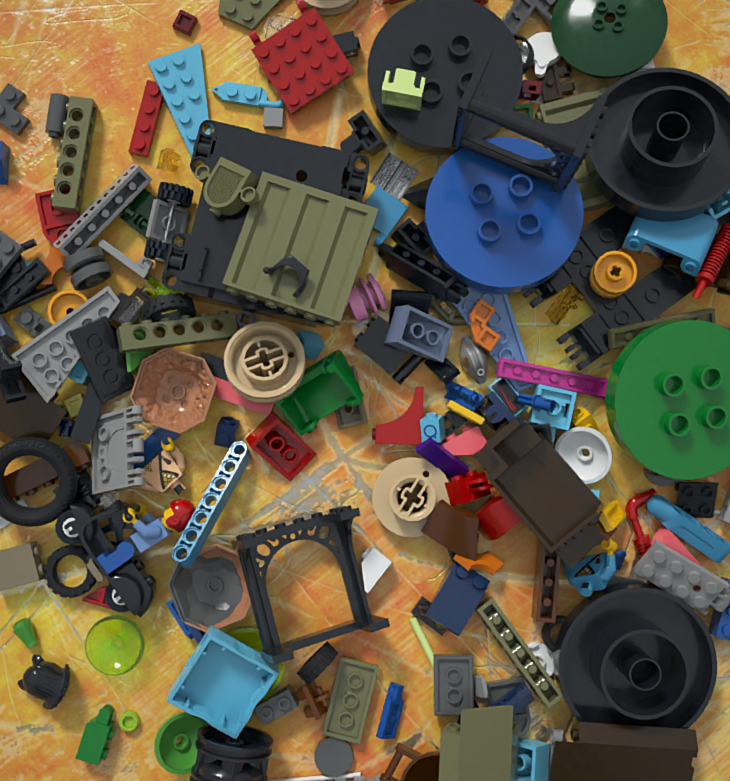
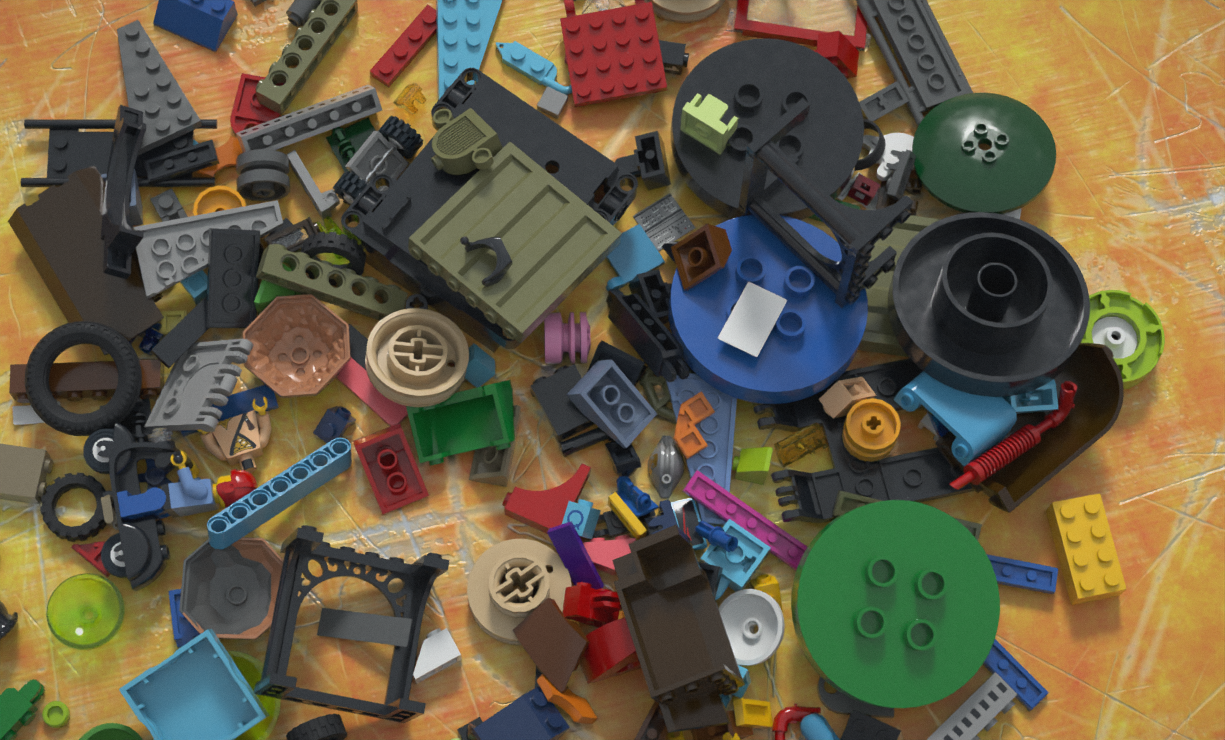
camera: 20 degrees right, 15 degrees down
(315, 570) = (364, 627): none -> dark grey sticker
(442, 198) = (701, 254): none -> reddish brown slope
(500, 232) = (752, 319): none -> white sticker
(537, 334) = (752, 464): none -> lime slope
(554, 76) = (902, 170): none -> dark grey plate
(584, 256) = (844, 395): none -> light nougat slope

